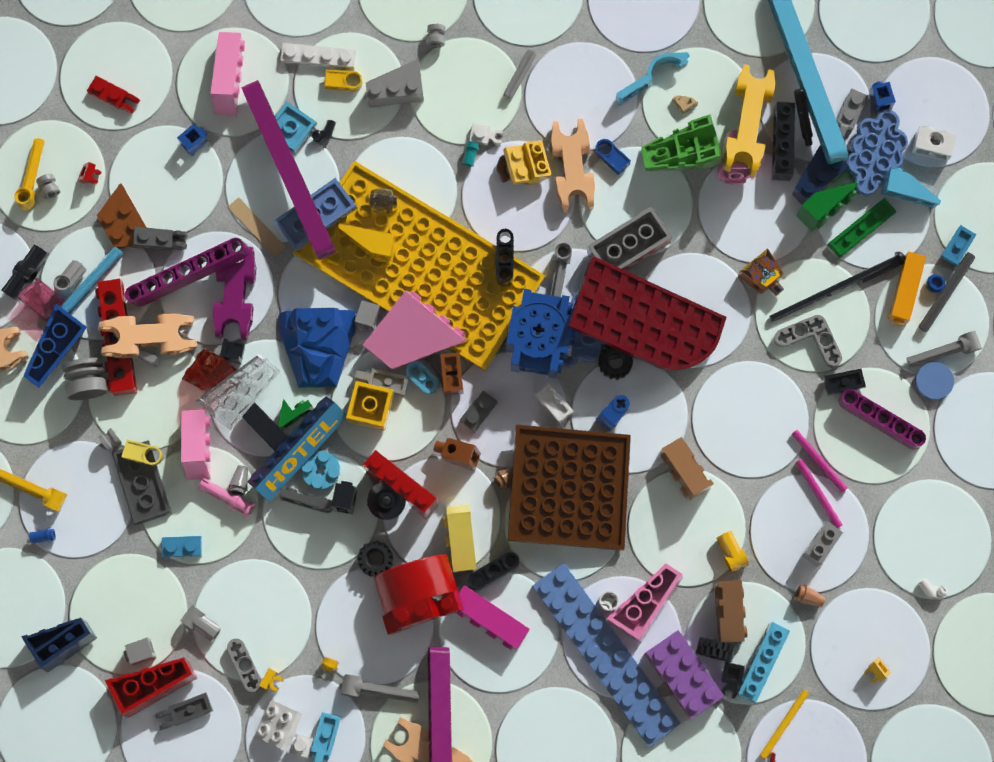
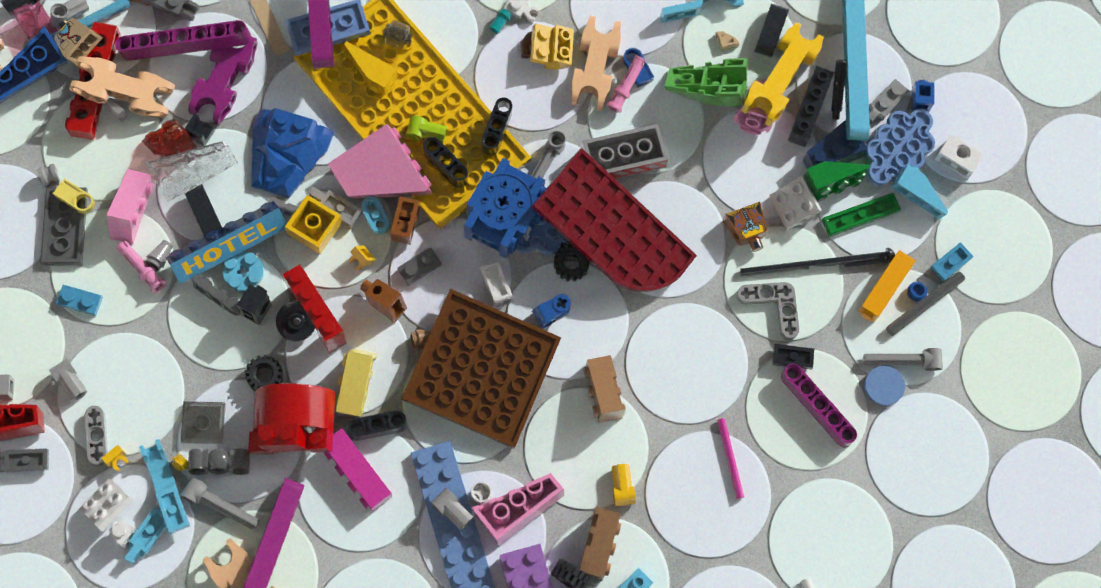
camera: 10 degrees right, 5 degrees down
(84, 379) = (45, 108): light grey wheel -> none
(88, 305) = (75, 39): none -> tan torso
(289, 416) = (232, 210): green slope -> none
(325, 692) = (165, 487): none -> medium azure piece
(336, 621) = (203, 422): none -> clear smoke plate
(341, 397) = (289, 209): none -> light grey piece
(364, 652) = (218, 461): none -> dark grey piece
(367, 316) = (343, 139): light grey brick -> none
(424, 419) = (363, 256): none -> yellow tile
(435, 283) = (421, 129): none -> lime piece
(463, 300) = (443, 153): none -> black beam
(585, 623) = (448, 505): none -> light grey piece
(607, 186) = (622, 92): none -> bright pink pin
(723, 79) = (771, 30): none -> black beam
(799, 238) = (795, 203): none -> white plate
(808, 596) = (683, 554): nougat cone -> none
(819, 461) = (742, 426): dark pink bar -> none
(822, 543) = (716, 507): light grey brick -> none

